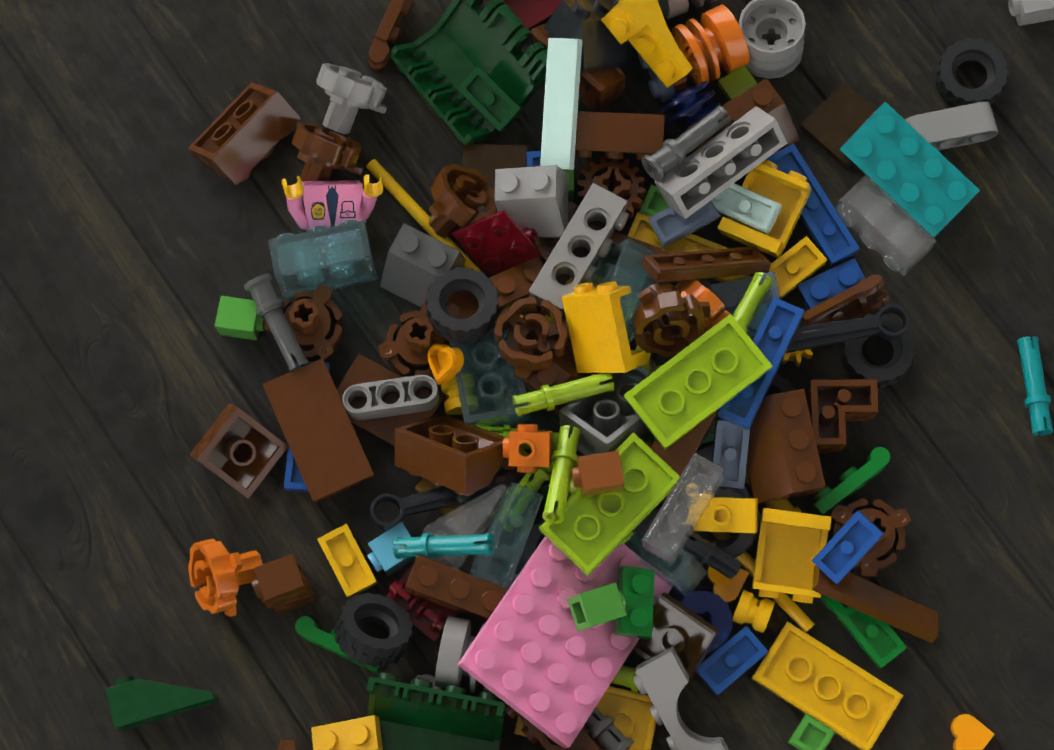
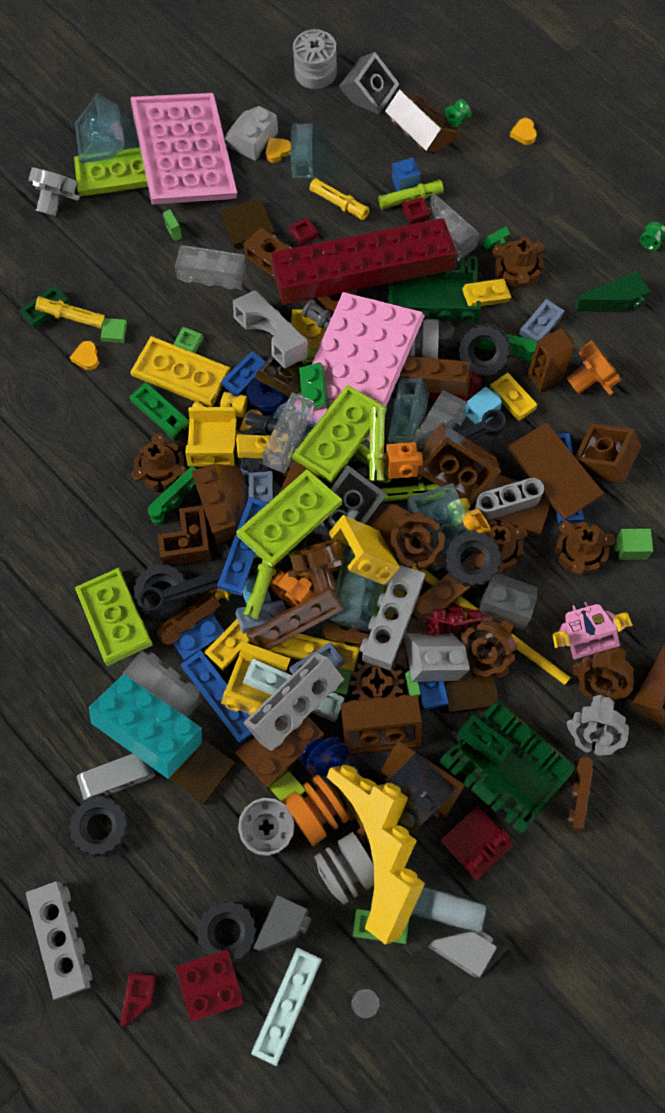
camera: 170 degrees right, 5 degrees down
(270, 308) = (612, 542): dark grey pin -> none
(276, 676) = (541, 321): none -> sand blue plate
(323, 256) = (585, 587): clear light blue slope -> none
(432, 546) = (444, 395): teal pin -> none
(561, 102) = (428, 724): light aqua tile -> none
(562, 393) = (388, 504): lime pin -> none
(597, 606) = (337, 370): bright green brick -> none
(598, 474) = (350, 440): dark orange brick -> none
(675, 151) = (330, 702): dark grey pin -> none
(848, 547) = (172, 432): blue plate -> none
(879, 604) = (152, 417): reddish brown tile -> none
(944, 323) = (113, 616): none -> lime tile
(1037, 397) = (44, 574): teal pin -> none

